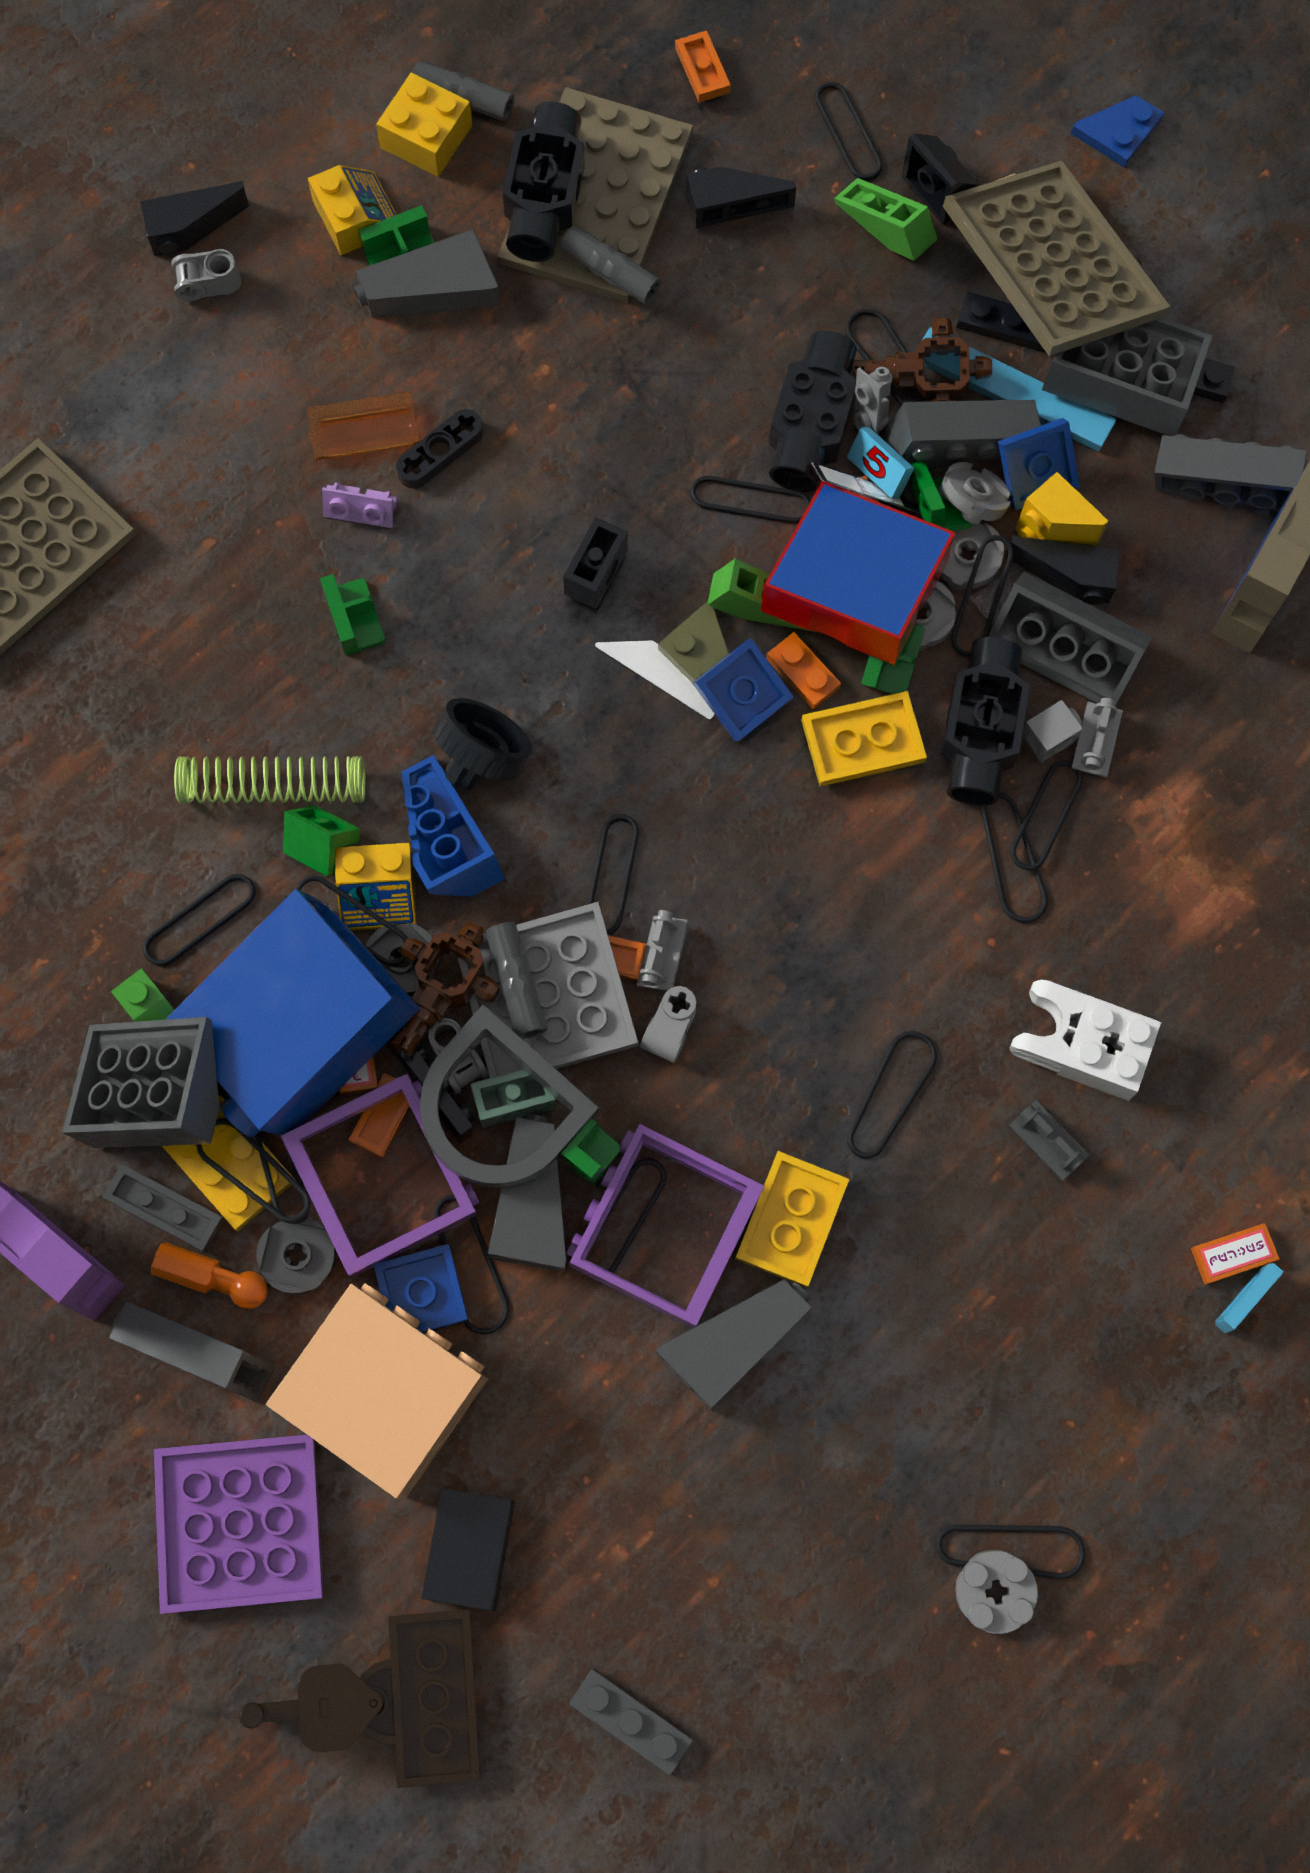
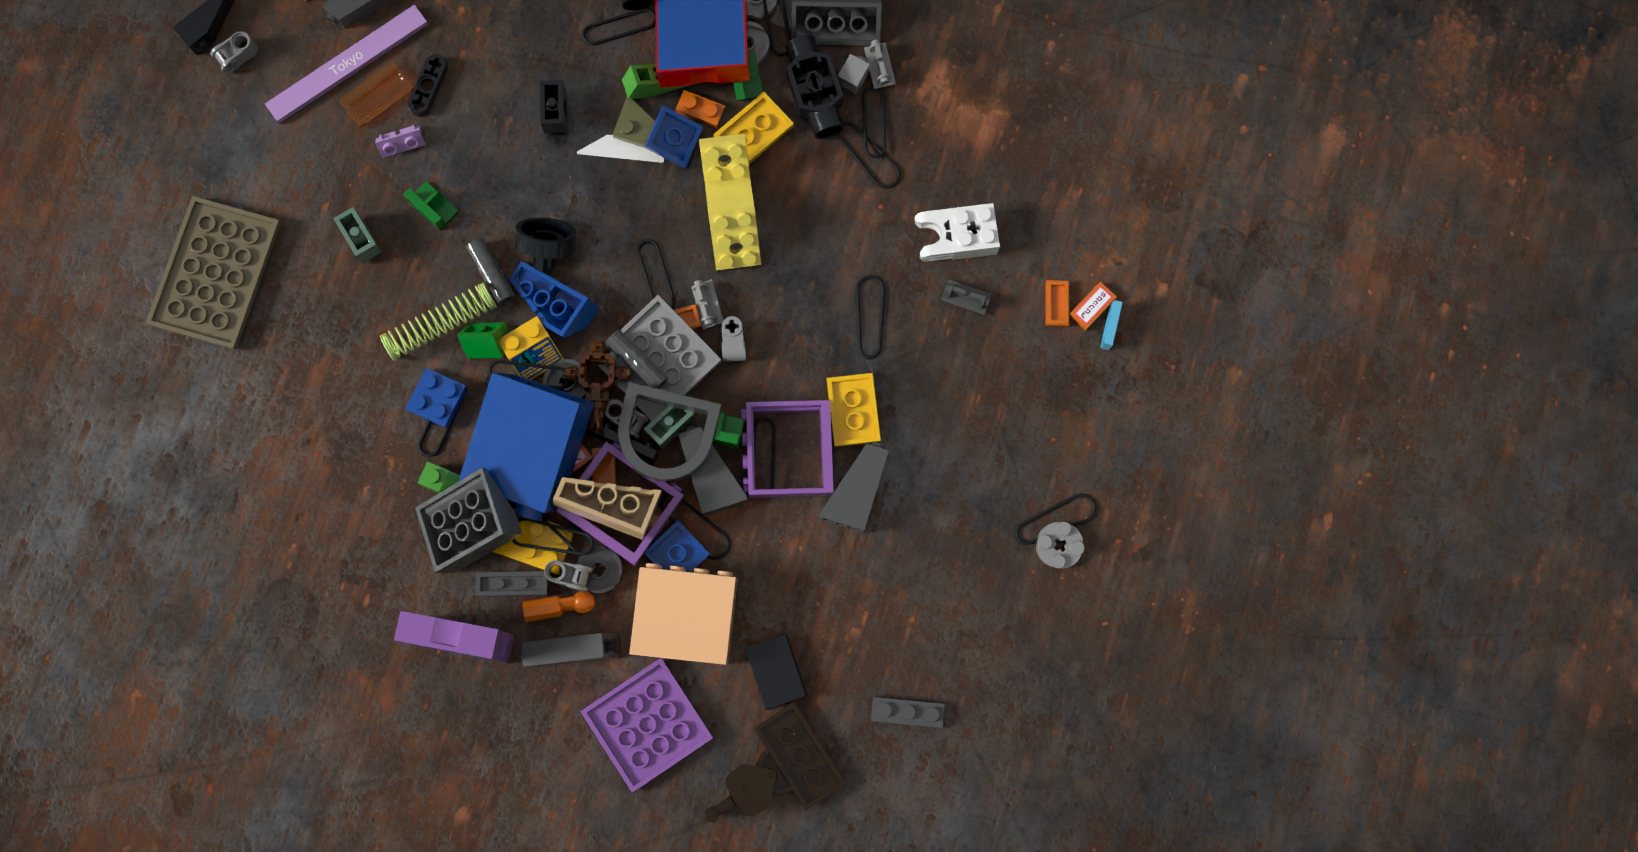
camera: 30 degrees left, 5 degrees up
(208, 886) = (436, 398): none -> blue plate
(227, 603) = (357, 235): none -> sand green brick
(252, 1242) = (570, 575): none -> light grey piece
(346, 365) = (346, 64): none -> lavender tile
(362, 1172) = (608, 504): none -> tan wedge
(382, 748) = (491, 271): none -> dark grey axle
(772, 822) = (730, 201): none -> light yellow bracket
(1182, 1221) = (1056, 303): none -> orange tile

